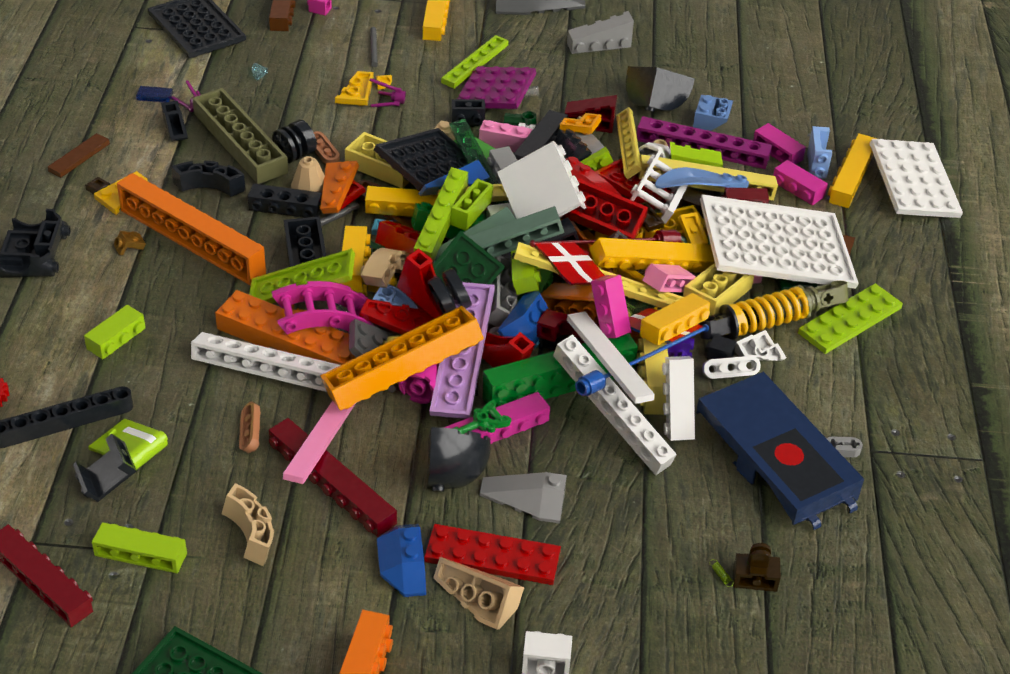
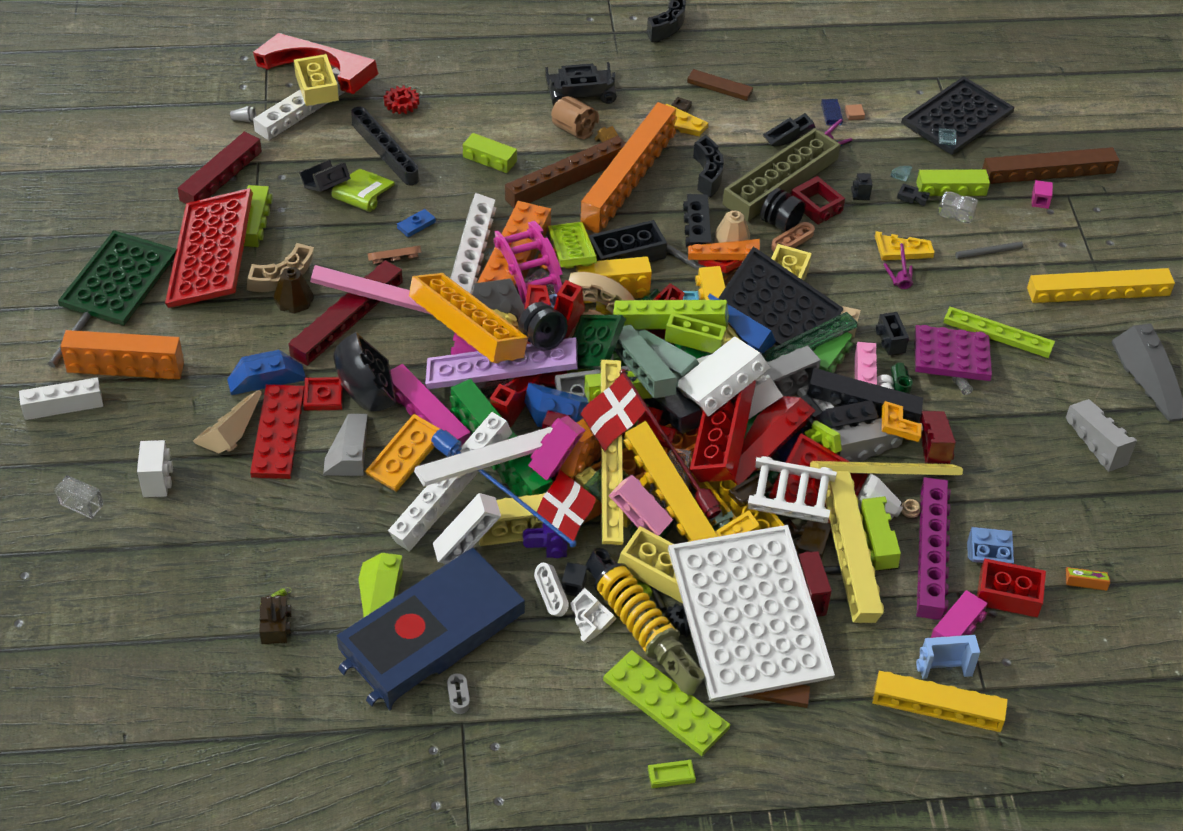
camera: 80 degrees right, 5 degrees up
(90, 257) = (574, 117): none -> medium nougat cylinder
(162, 80) = (854, 112): none -> nougat tile
(174, 278) = (563, 173): none -> reddish brown brick
(191, 587) = (209, 248): none -> red plate
(201, 407) = (416, 223): none -> blue plate
(228, 32) = (947, 136): none -> clear light blue tile
(273, 93) = (862, 187): none -> black brick
(276, 114) = (818, 186): none -> dark red window
(287, 45) = (957, 181): none -> lime brick
(288, 518) = (293, 291): none -> dark brown cone
(290, 71) = (910, 194): none -> black plate
(319, 49) = (957, 207): none -> clear brick
(385, 79) = (929, 266): yellow tile -> none
(445, 509) = (323, 394): none -> red tile
(483, 422) = (418, 393): green piece -> none
(551, 446) = (403, 453): none -> light orange tile
(657, 88) = (1009, 492): black brick -> none
(674, 319) = (566, 509): yellow brick -> none
(695, 176) = (816, 524): medium blue plant -> none
(716, 485) = (379, 580): none -> lime wedge
(737, 78) = (1087, 578): none -> orange slope
(750, 110) = (1011, 587): none -> red brick
(768, 286) = (677, 617): none -> black gear
(800, 182) = (891, 643): dark pink brick -> none
(915, 178) = (944, 766): white plate -> none
(921, 326) = (671, 774): none -> lime tile

